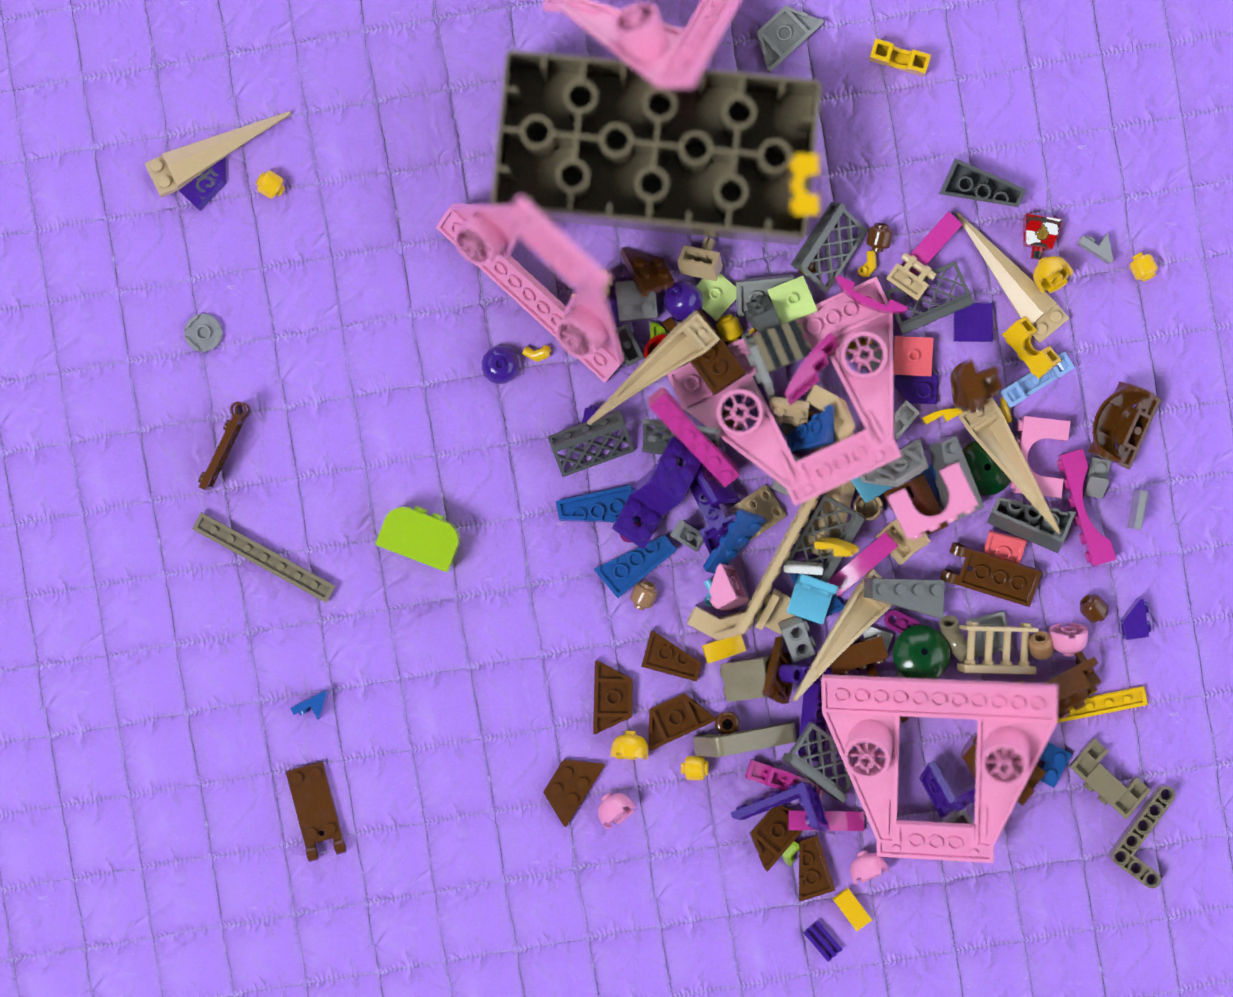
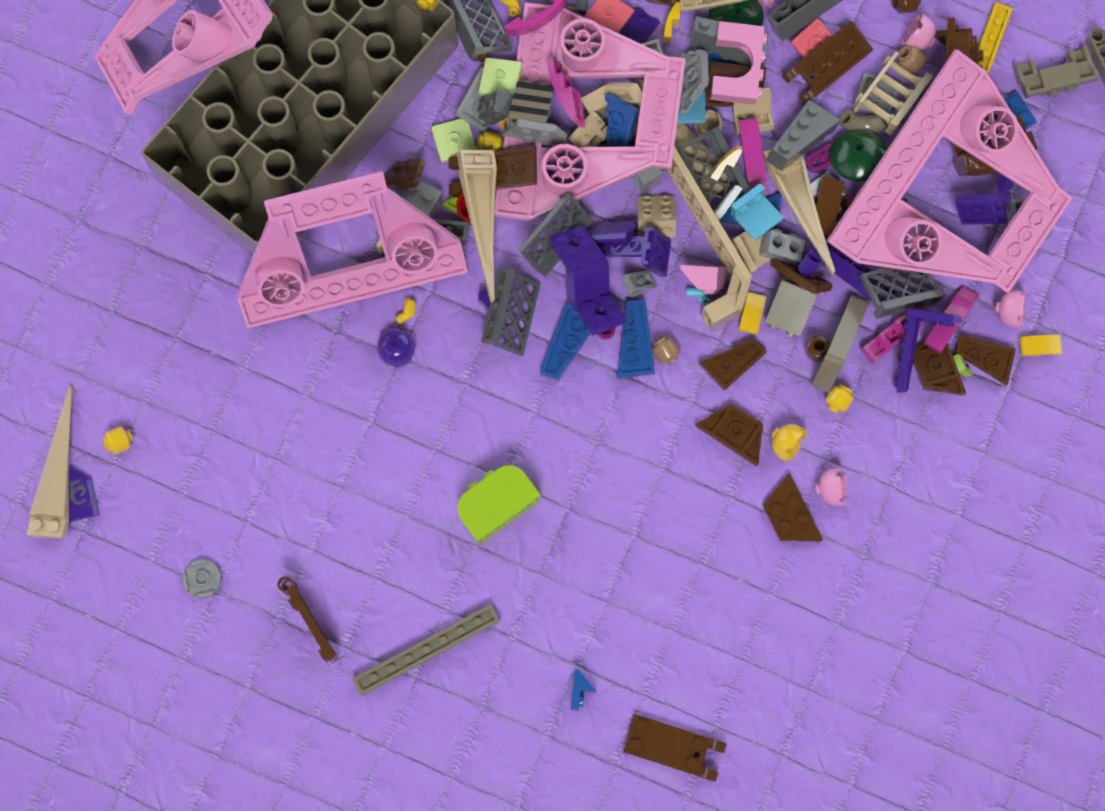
camera: 60 degrees left, 10 degrees down
(675, 719) = (787, 390): reddish brown wing -> none
(683, 299) = (441, 164): dark purple cylinder -> none
(701, 262) = (420, 130): tan brick -> none
(712, 457) = (559, 218): dark pink arch -> none
(738, 536) = (668, 245): blue wing -> none
(833, 953) = (1068, 384): dark purple tile -> none

